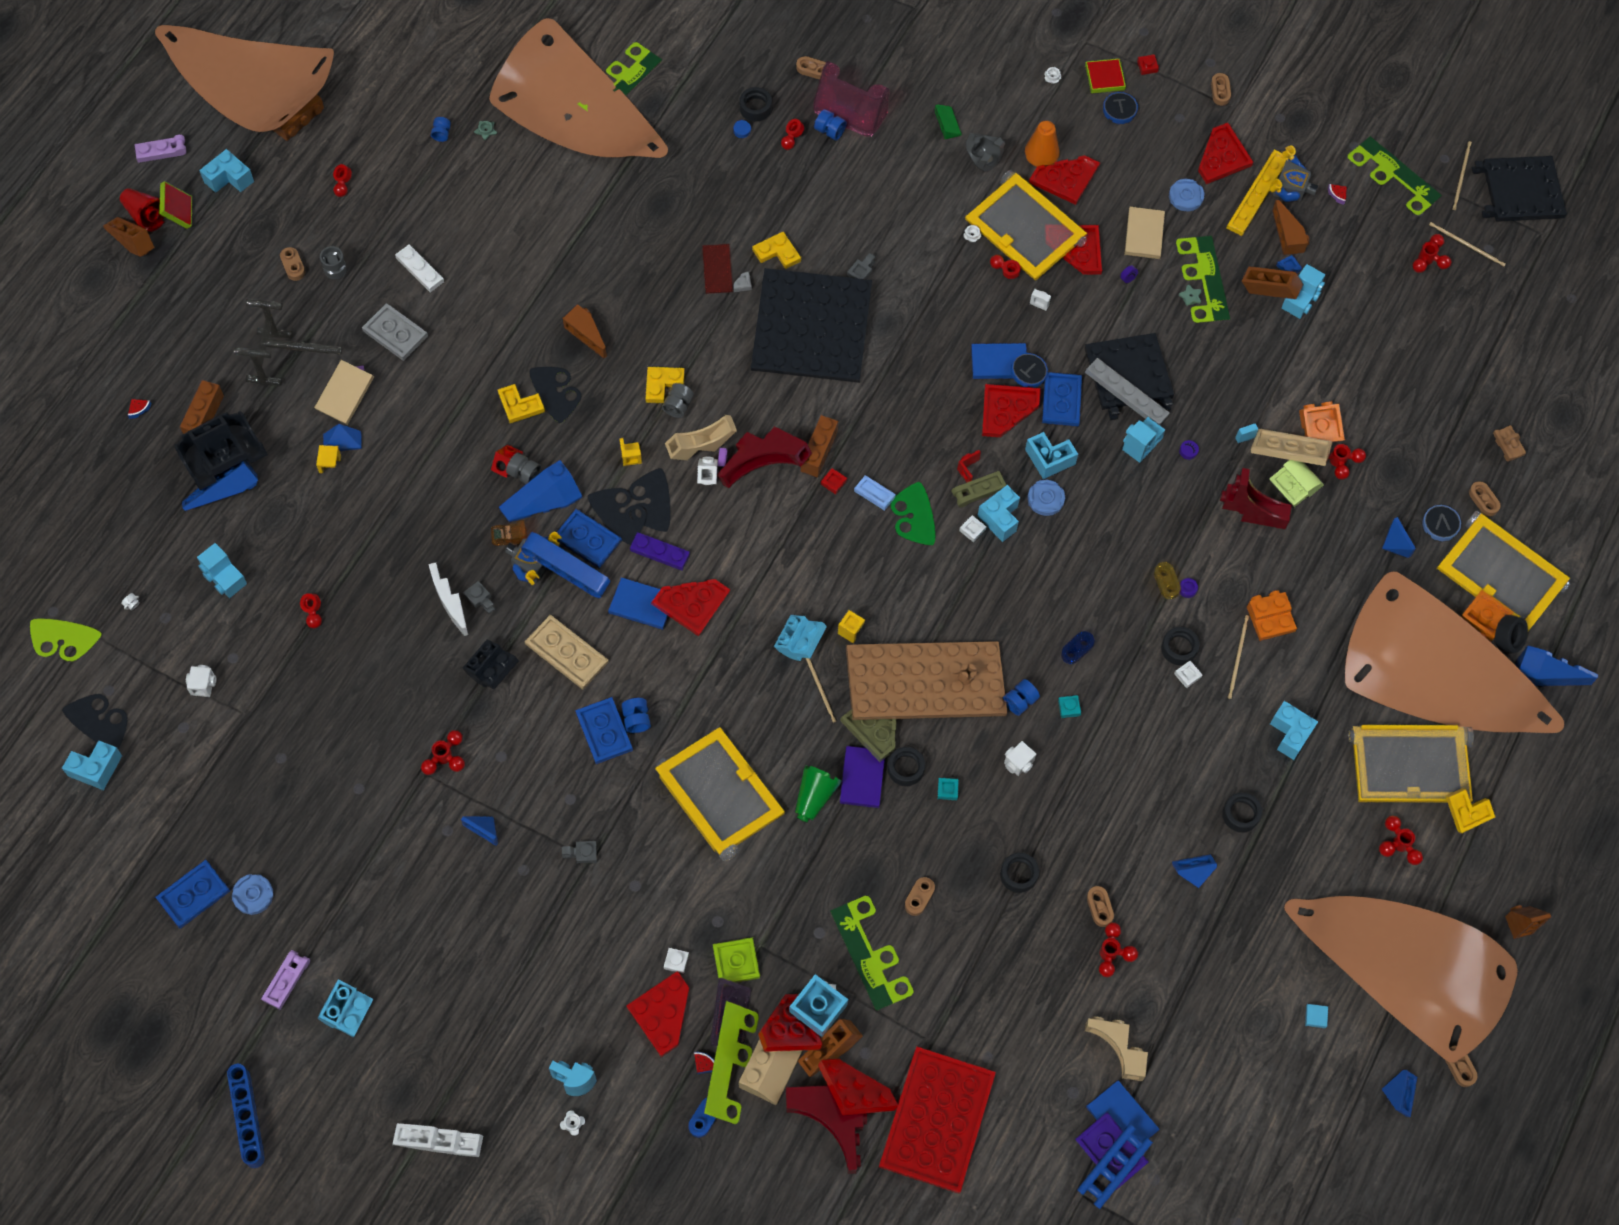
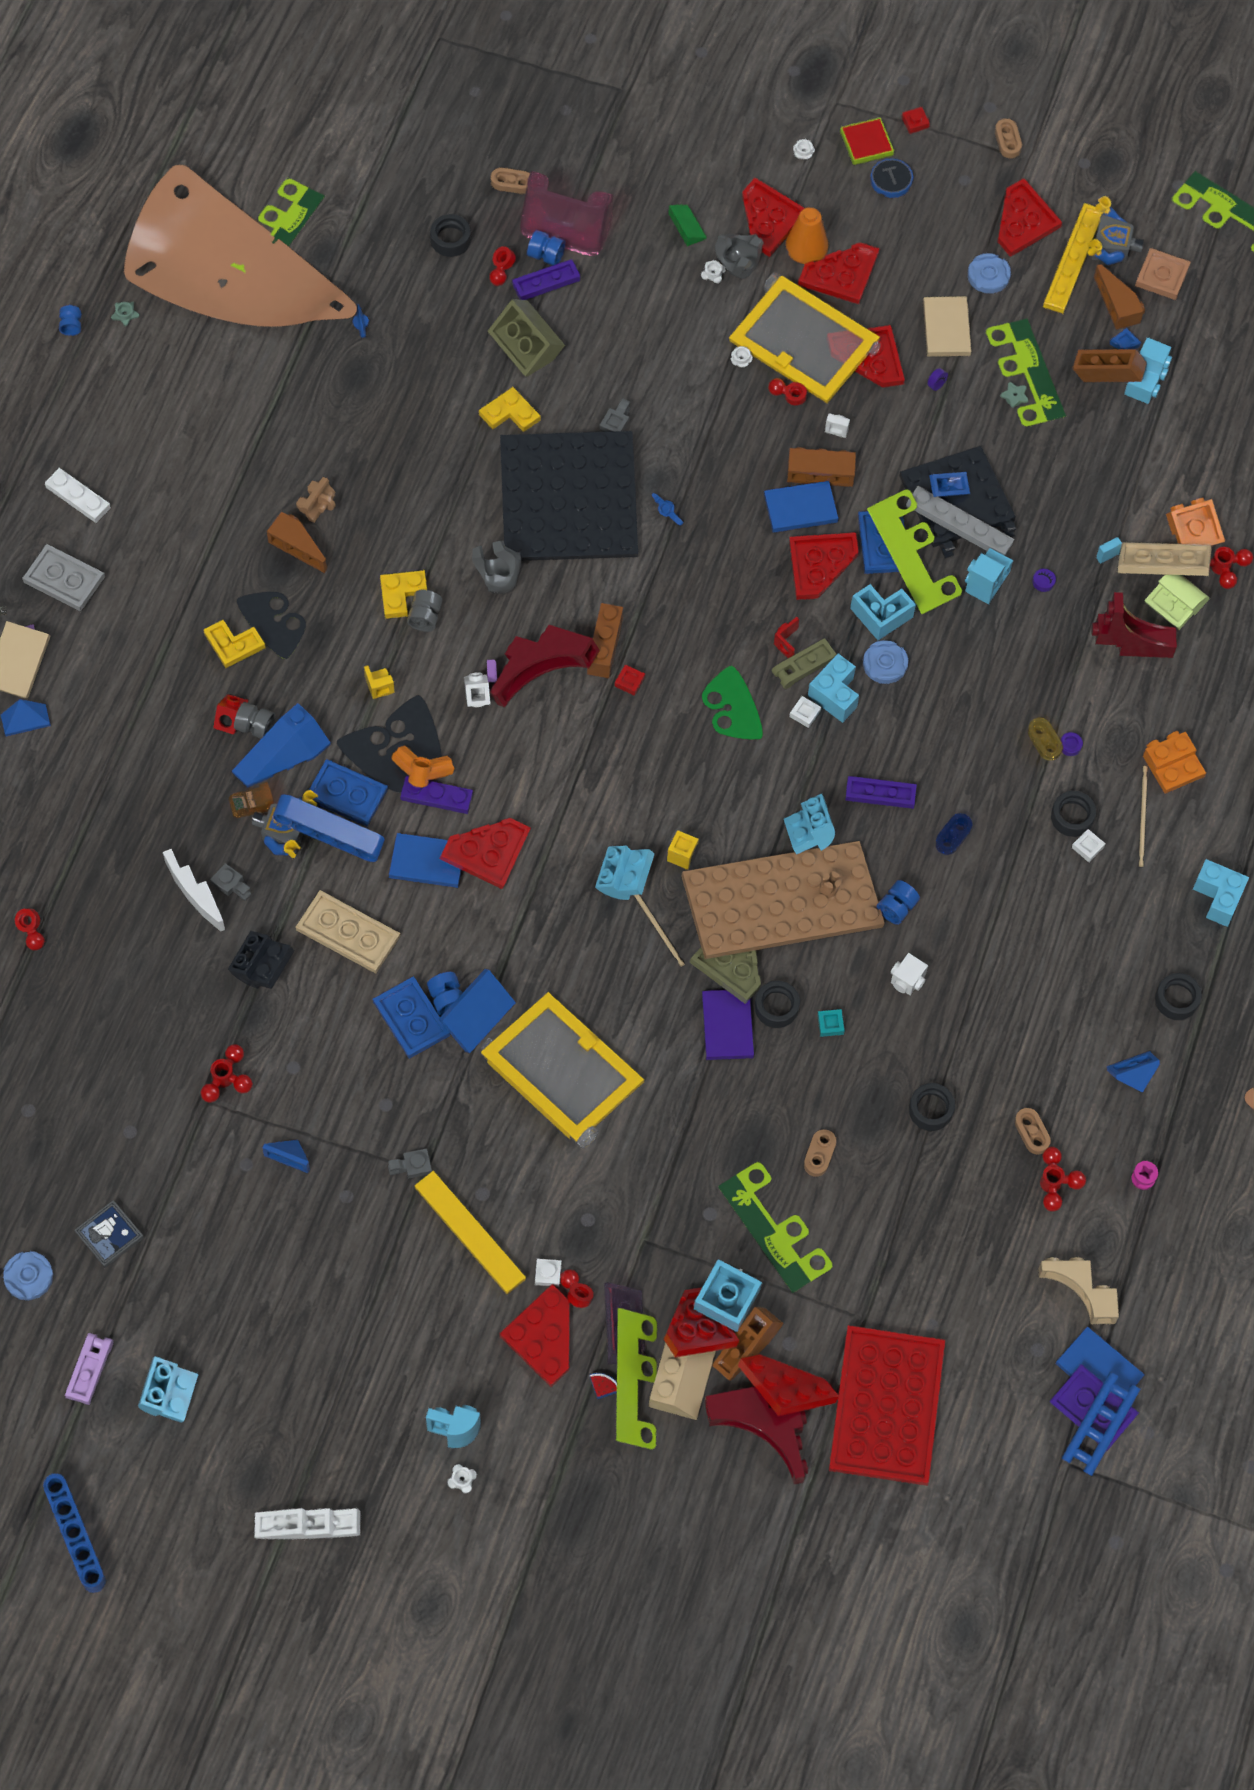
camera: 10 degrees left, 0 degrees up
(324, 870) = (109, 1234): none -> tile
(327, 457) = (13, 742): yellow panel -> none
(610, 299) = (319, 499): none -> medium nougat hips
(618, 917) = (470, 1232): none -> yellow tile
(649, 528) = (420, 768): none -> orange piece
(658, 733) = (477, 1010): none -> blue tile
(671, 162) = (360, 321): none -> blue piece
(685, 445) = (471, 651): tan arch -> none
(698, 983) = (579, 1294): none -> red plate
(705, 1119) = (614, 1447): blue plate -> none
(717, 268) = (441, 443): clear red piece -> none
(736, 960) = (619, 1260): lime tile -> none
(742, 129) = (439, 268): blue tile -> none
(743, 283) = (475, 456): light grey tile -> none
(744, 379) = (500, 573): none -> dark grey piece
(800, 193) = (525, 337): none -> olive slope
(814, 792) = (675, 1051): green cone -> none
(825, 150) = (546, 280): none -> dark purple plate
(874, 492) = (680, 686): light blue tile -> none
(889, 347) = (666, 509): none -> blue piece
(959, 623) = (810, 826): none -> medium azure brick
(964, 159) = (713, 266): none -> white plate
(1014, 123) = (769, 214): none -> red plate
(1021, 330) = (821, 465): none -> dark orange brick
(1023, 604) = (880, 792): none -> dark purple plate
(1029, 370) = (839, 512): black tile -> none
(1069, 706) = (956, 904): teal plate -> none
(1076, 409) = (903, 551): none -> lime piece
(1123, 360) = (949, 484): none -> blue slope
(1186, 962) = (1142, 1180): none -> dark pink wheel
(1329, 215) = (1162, 273): none -> nougat plate
(1338, 193) = (1168, 244): tile -> none

